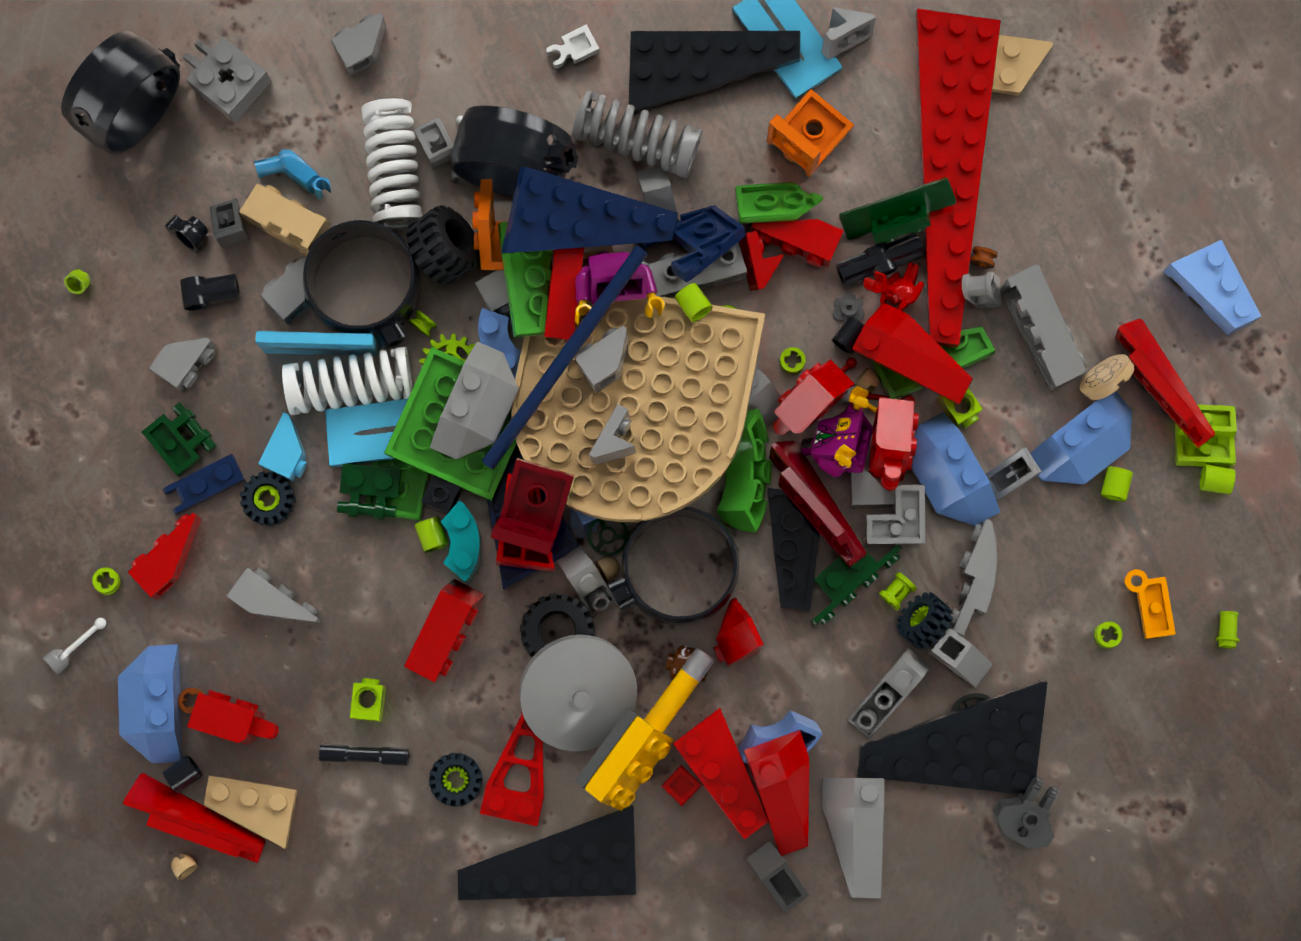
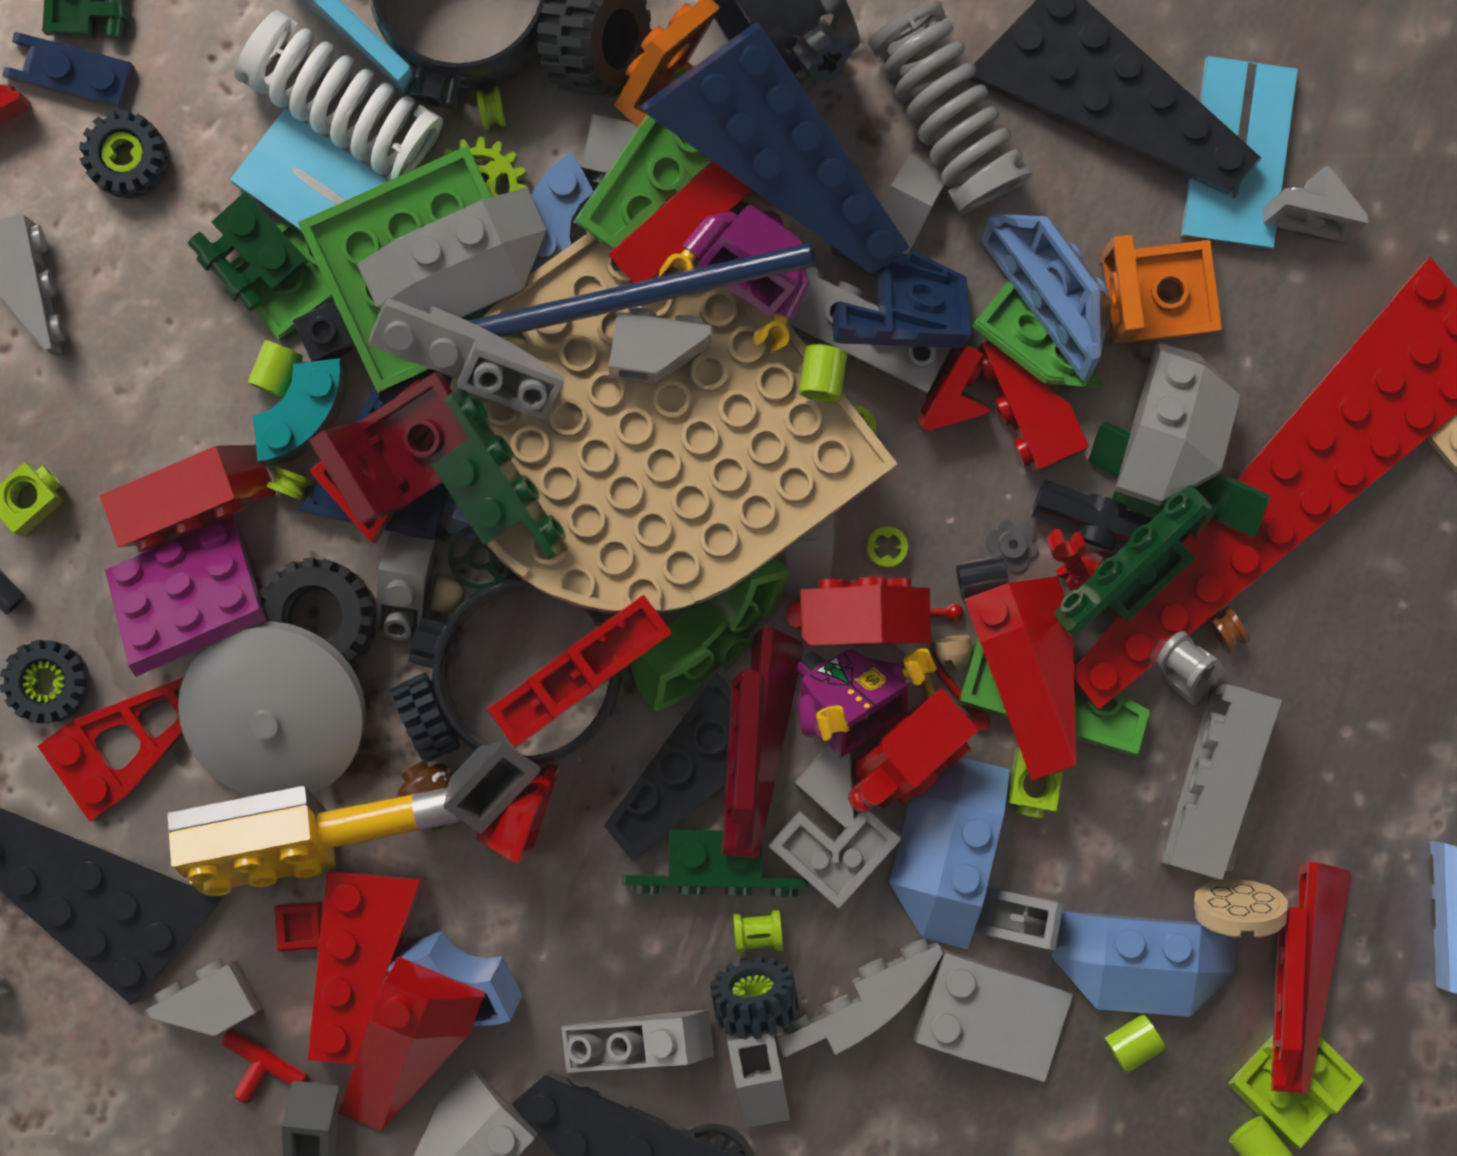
camera: 40 degrees right, 5 degrees up
(284, 451) = (194, 115): medium azure slope -> none
(487, 581) = (290, 483): none -> lime bush
(487, 675) = (184, 595): none -> magenta plate
(524, 438) = (469, 353): none -> light grey slope
(589, 489) = (490, 485): none -> dark green bracket
(609, 445) = (562, 452): light grey slope -> none
(652, 631) = (423, 718): none -> black bush
(673, 858) = (209, 1005): none -> light grey slope
(707, 538) = (579, 671): none -> red slope
(713, 627) = (488, 784): none -> dark grey slope
(723, 867) = (261, 1063): none -> red piece
(759, 171) = (1053, 284): none -> medium blue wedge
(875, 184) = (1178, 426): none -> light grey wedge
(918, 262) = (1139, 567): none -> dark green bracket
(1040, 531) = (992, 1016): none -> light grey slope

